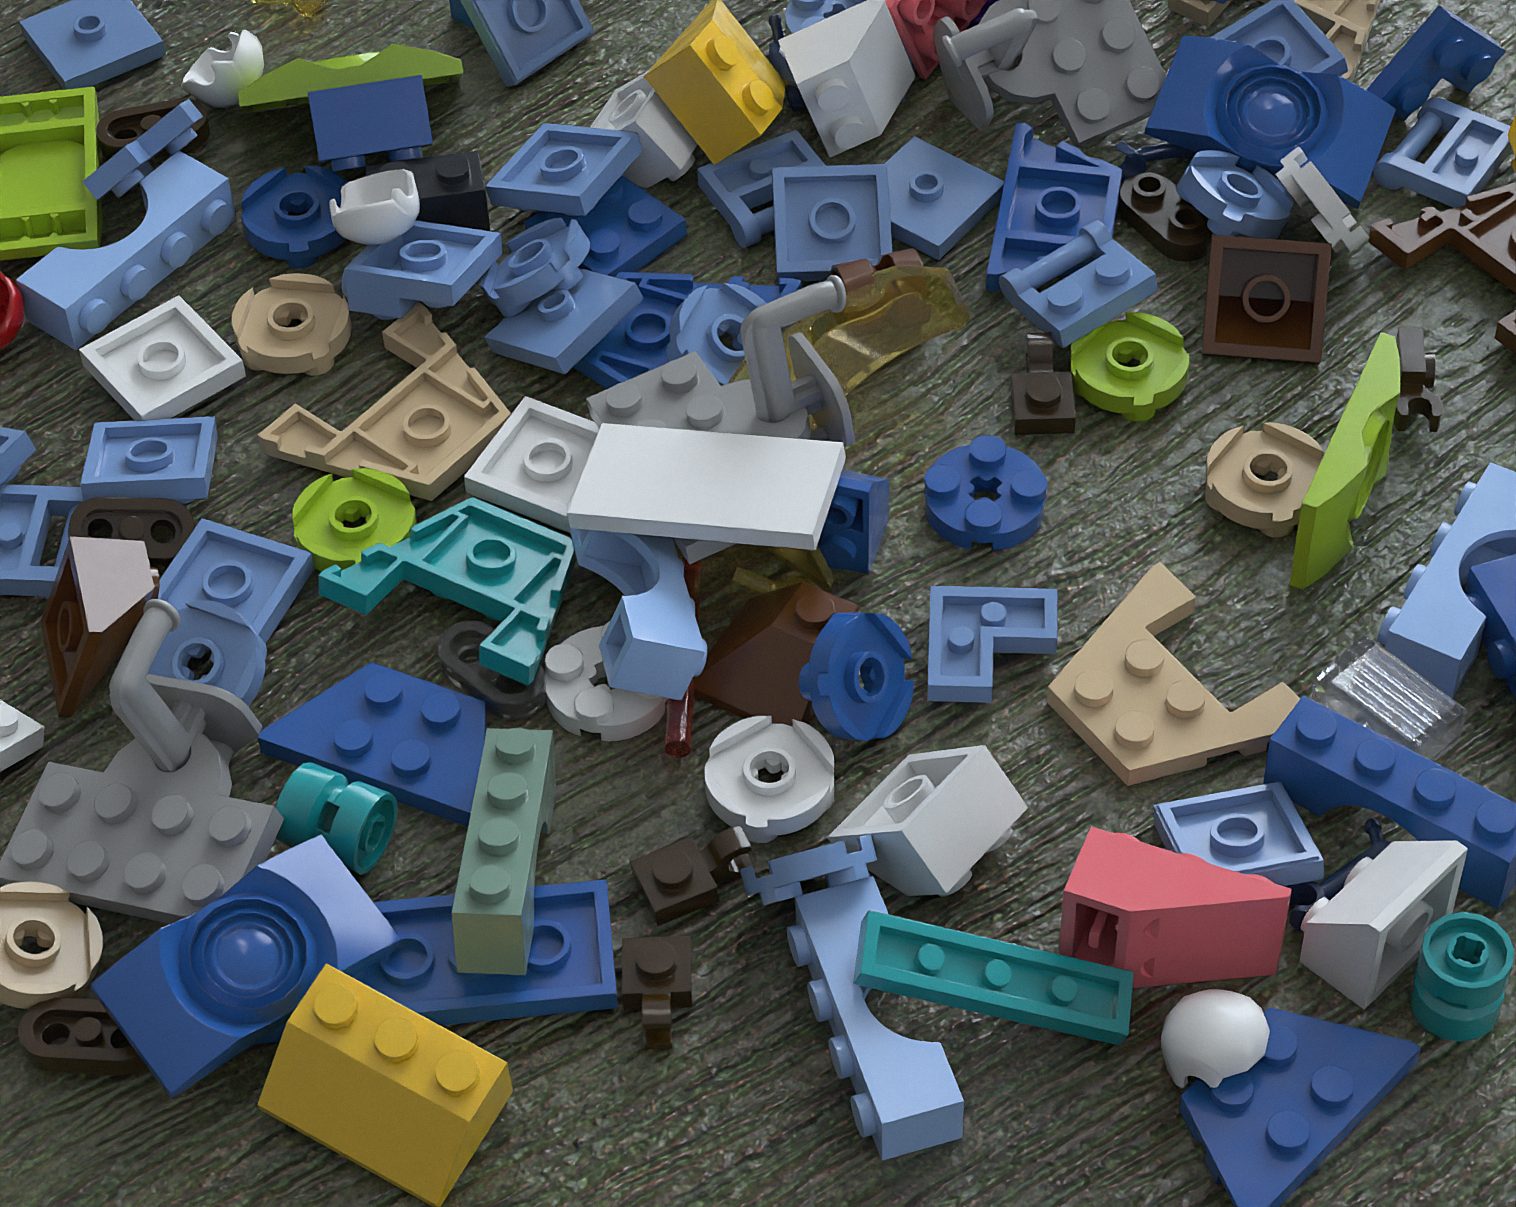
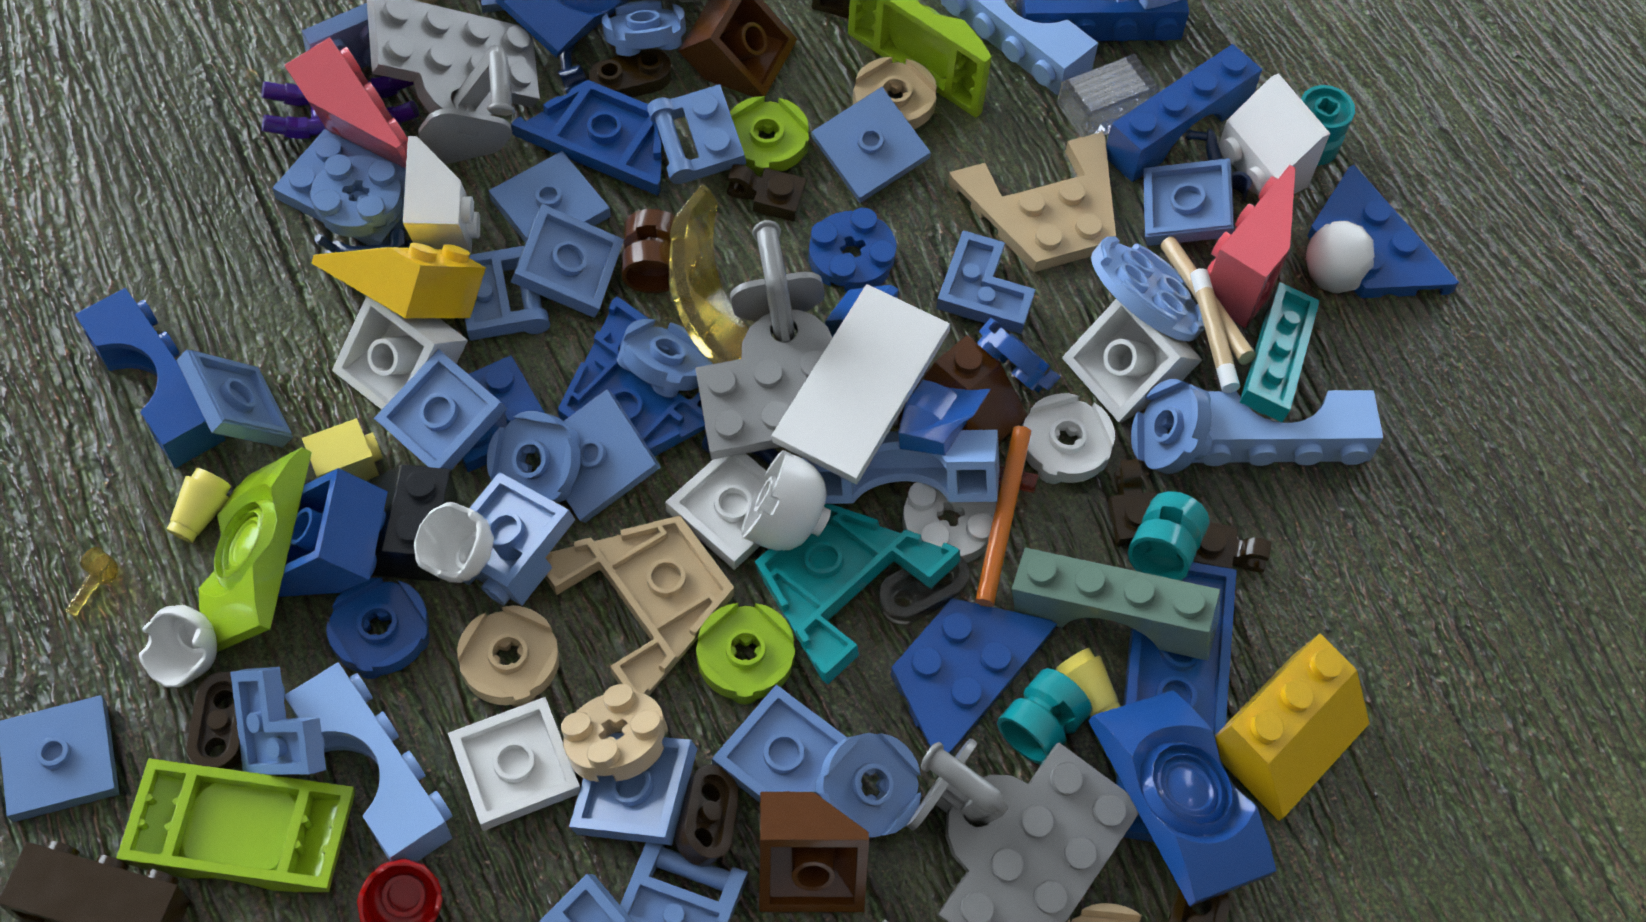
camera: 80 degrees left, 10 degrees up
(199, 416) = (615, 711): none -> tan plate
(403, 862) = (1092, 678): none -> light yellow cone
(407, 28) = (197, 504): none -> light yellow cone
(490, 120) = (344, 448): none -> light yellow brick
(526, 476) = (788, 505): none -> white cylinder
(615, 879) = (1169, 536): none -> teal wheel
(617, 712) = (1003, 516): none -> orange bar
(705, 585) = (937, 416): none -> blue slope
(984, 878) = (1215, 331): none -> tan bar
(1022, 794) = (1148, 288): none -> light blue tile
(1024, 891) = (1184, 267): none -> tan bar
(1157, 463) = (870, 144): none -> medium blue plate

